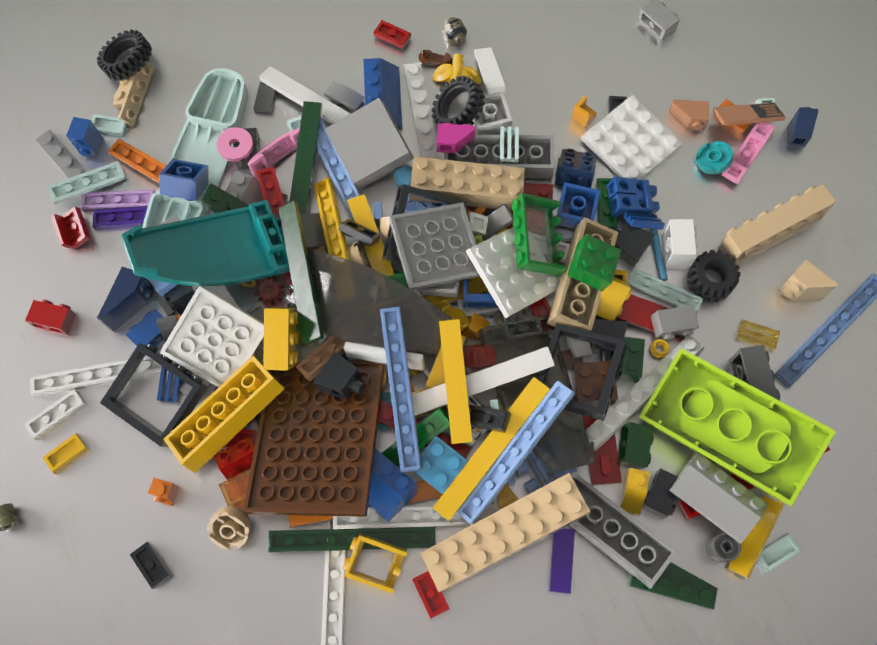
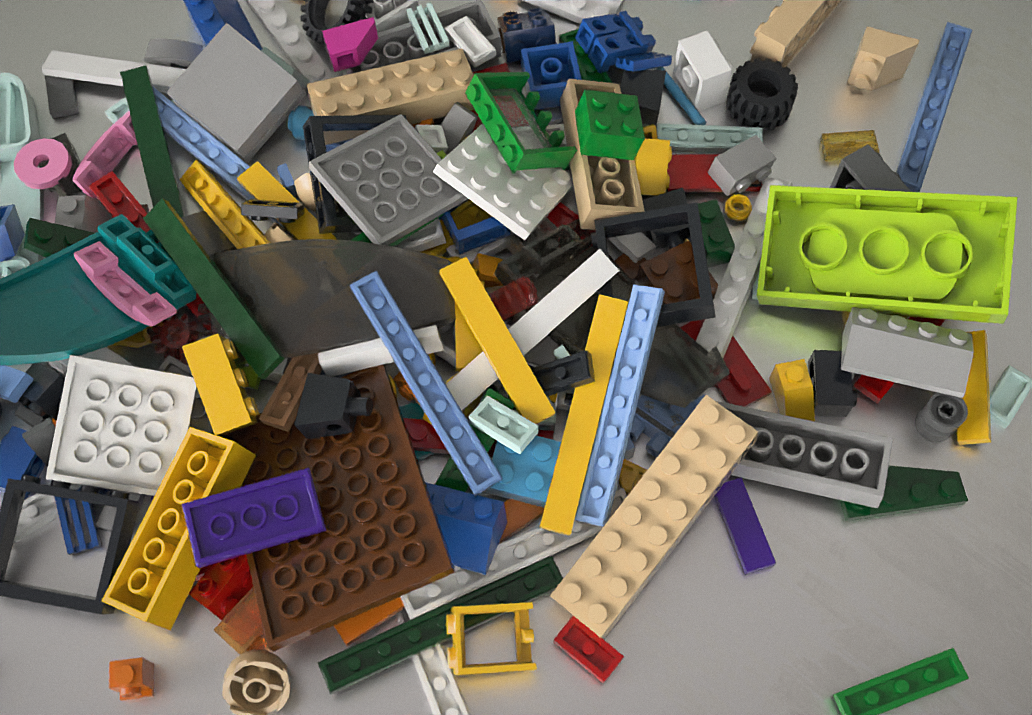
camera: 25 degrees left, 5 degrees down
(247, 250) = (120, 288): none -> bright pink slope
(266, 429) = (253, 517): none -> dark purple tile
(408, 133) = (303, 81): none -> light aqua tile
(436, 436) = (503, 424): none -> light aqua plate
(533, 164) = (471, 40): none -> white tile
(635, 446) = (767, 336): dark green brick -> none

